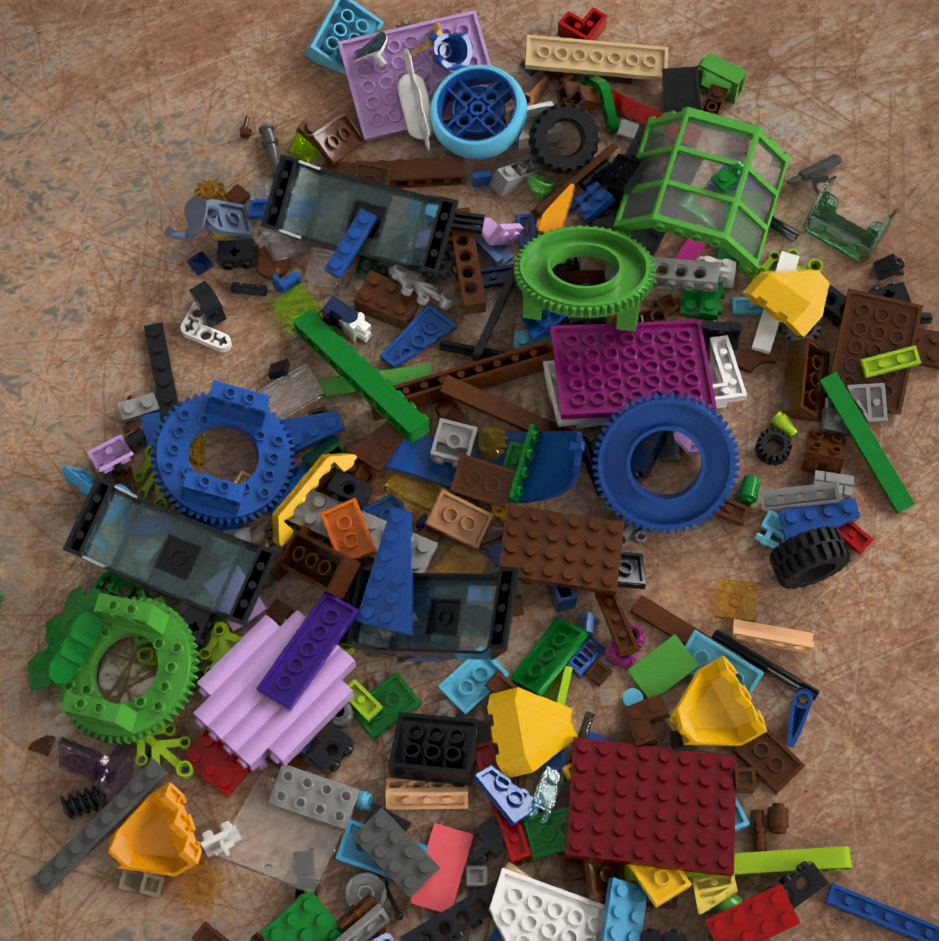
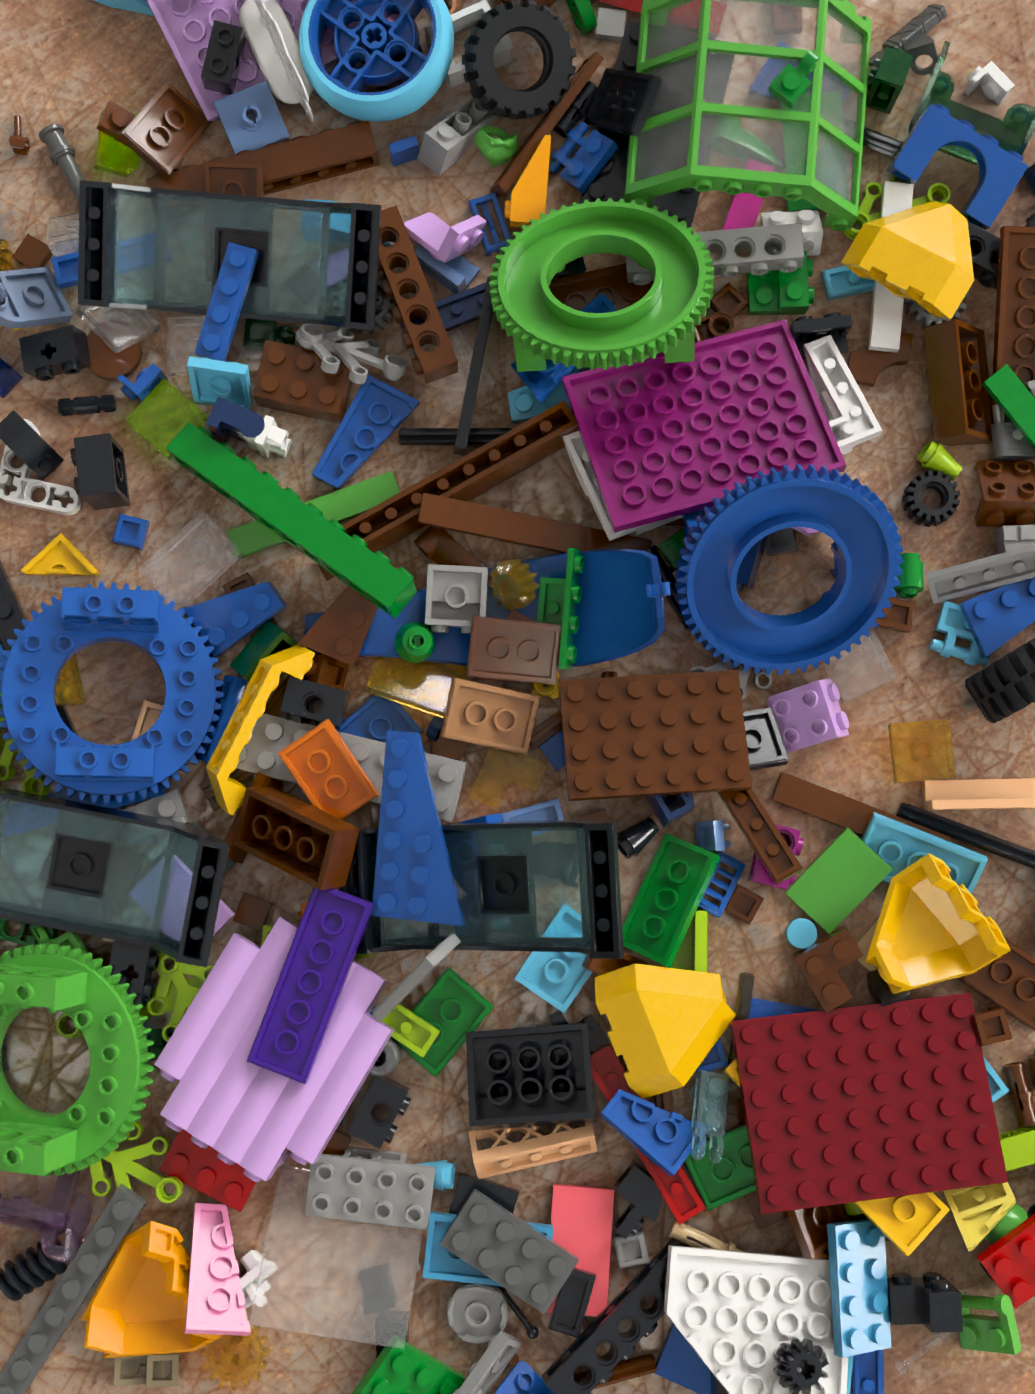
camera: 15 degrees left, 15 degrees up
(201, 825) = (214, 1287): none -> bright pink wing
(206, 375) = (60, 558): none -> yellow tile
(249, 327) = (100, 471): none -> black brick
(257, 368) = (130, 531): none -> blue tile
(278, 369) = (163, 528): black tile -> none
(335, 285) = (219, 379): none -> medium azure plate
(356, 911) = (471, 1347): reddish brown pin -> none
(375, 661) = (419, 973): none -> light grey tile
(382, 105) = (223, 58): none -> black brick
(391, 142) = (251, 118): none -> medium blue tile
(419, 469) = (415, 651): none -> green cone
(429, 898) = (572, 1303): none -> black tile
(468, 218) = (402, 225): black tile -> none
(536, 616) = (636, 837): none -> black cone
(666, 562) = (809, 714): none -> lavender bracket
(705, 540) = (861, 668): none -> clear tile
(794, 192) = (887, 79): none -> dark green brick
(818, 227) = (997, 168): none -> blue arch
(863, 205) = (992, 81): none -> white bracket

